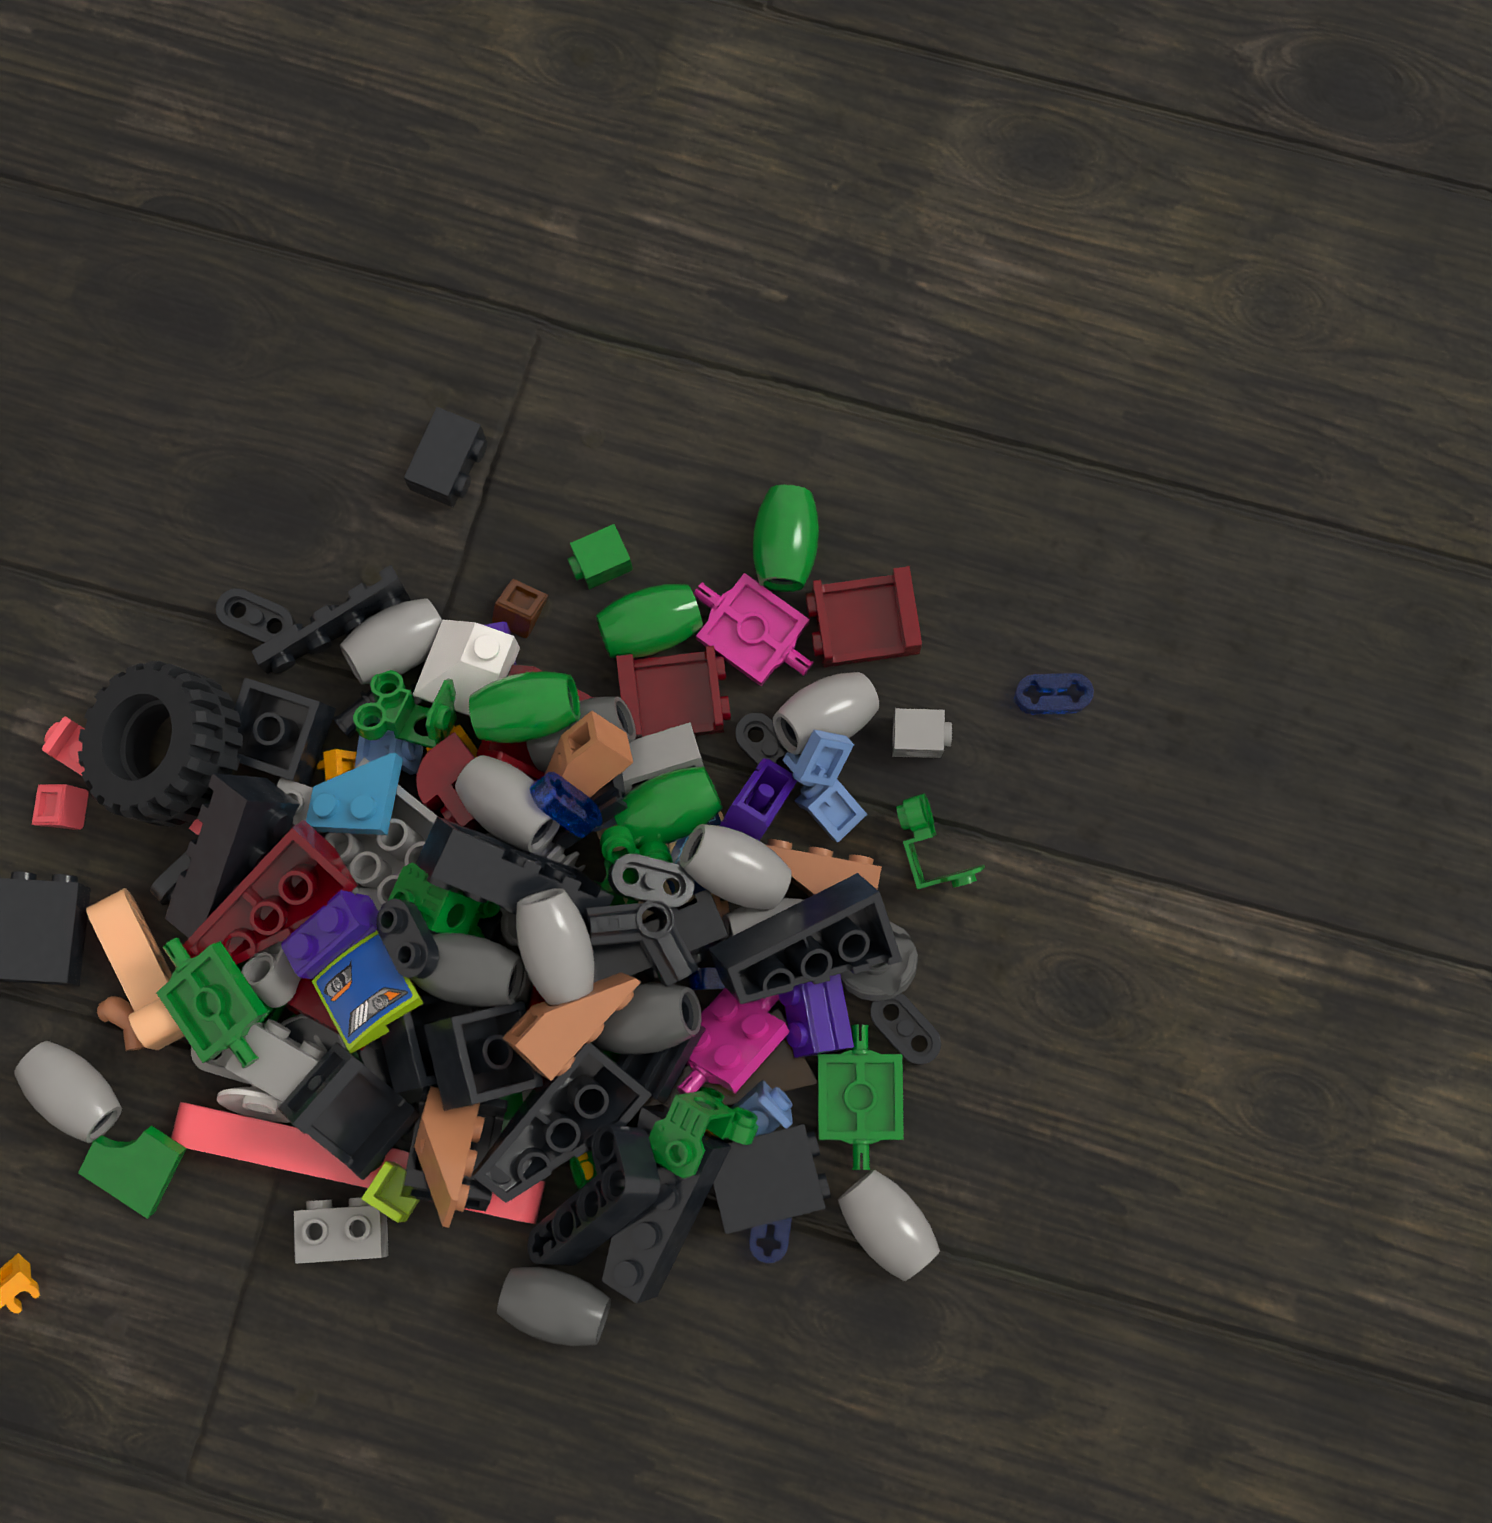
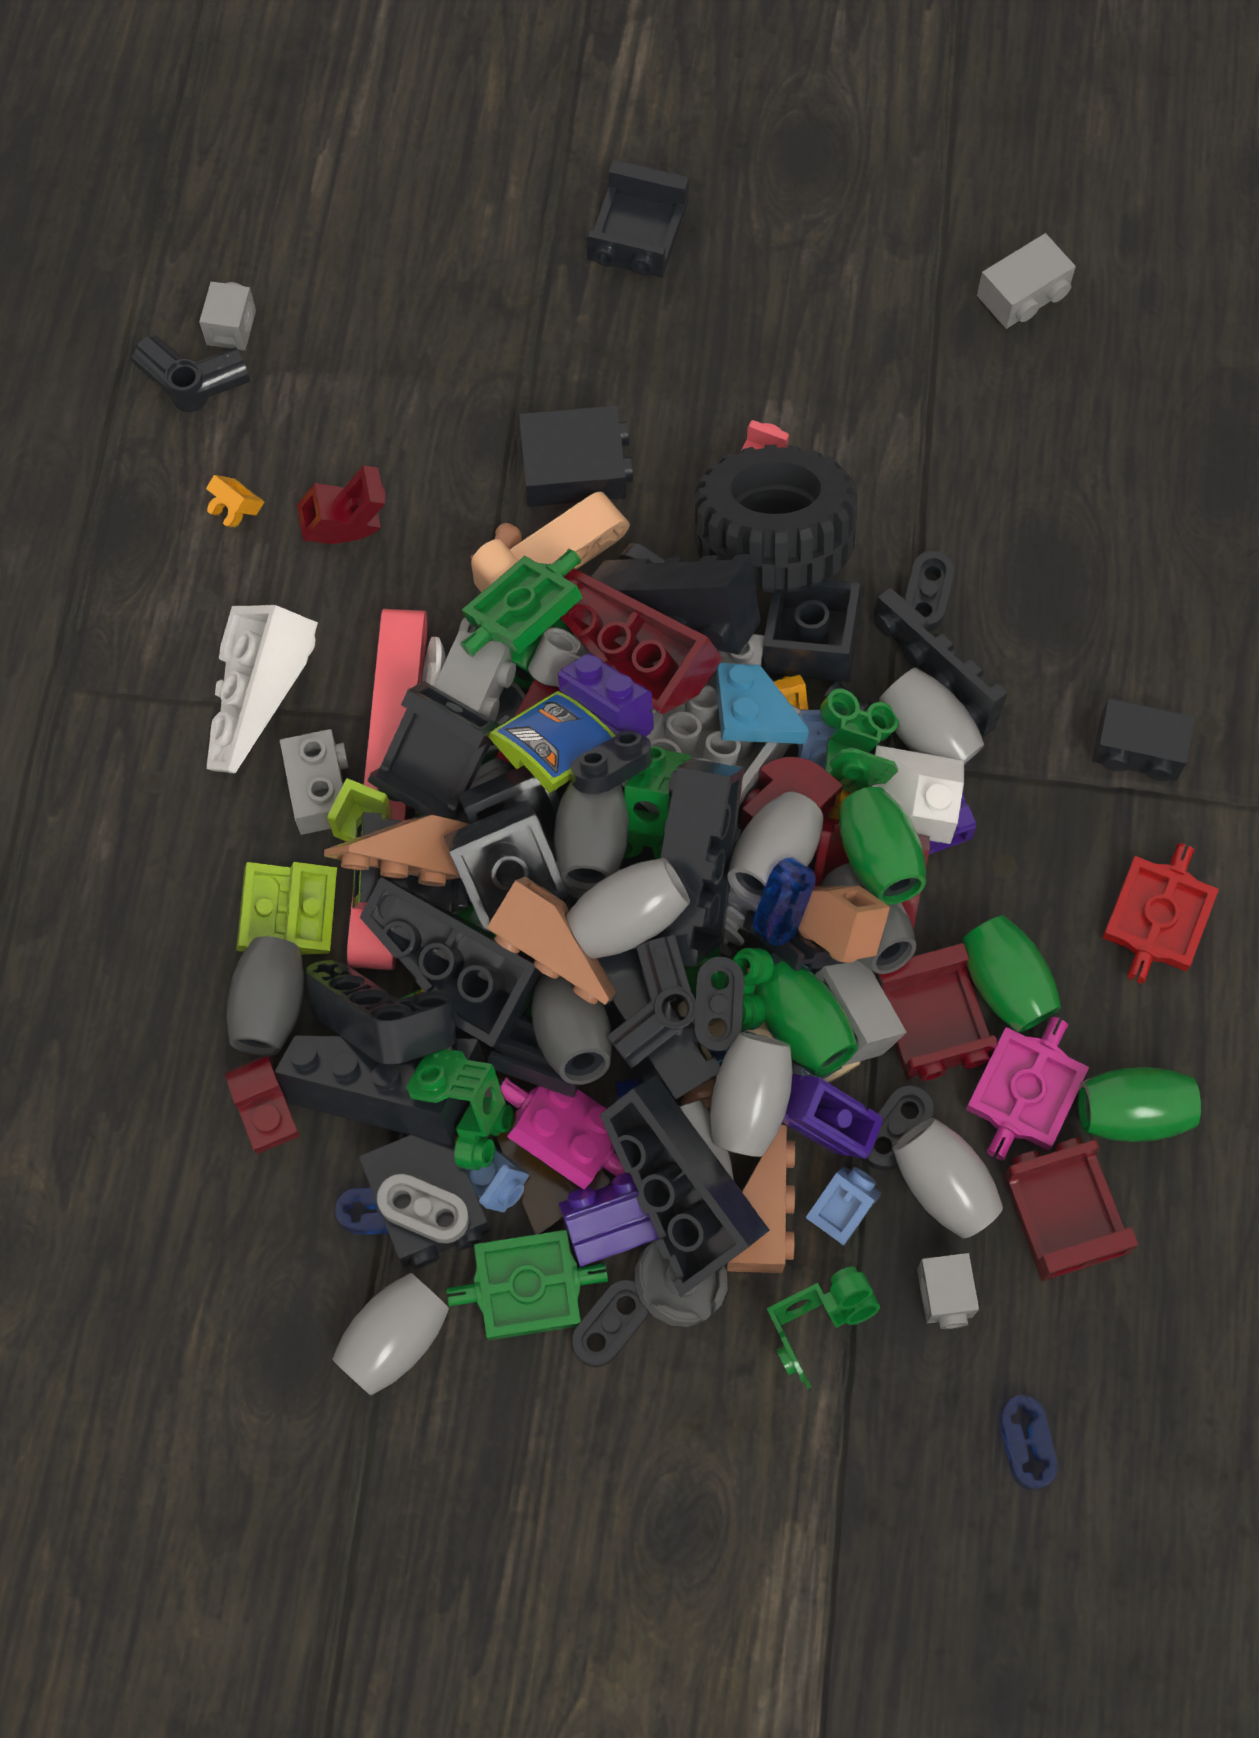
camera: 80 degrees right, 10 degrees down
(51, 1173) = (343, 513): none -> dark red brick
(60, 806) = (698, 453): coral slope -> none
(67, 1091) = (421, 509): light grey piece -> none
(134, 1170) = (355, 583): green tile -> none
(210, 1276) = (263, 657): none -> white wedge
(463, 1277) = (288, 905): none -> lime slope
(519, 607) = (997, 844): reddish brown slope -> none
(599, 557) = (1071, 913): green brick -> none
(612, 480) = (1160, 913): none -> red plate
(659, 1320) = (262, 1104): none -> dark red brick
(788, 1180) = (424, 1209): none -> light grey plate
(820, 759) = (892, 1173): medium blue bracket -> none

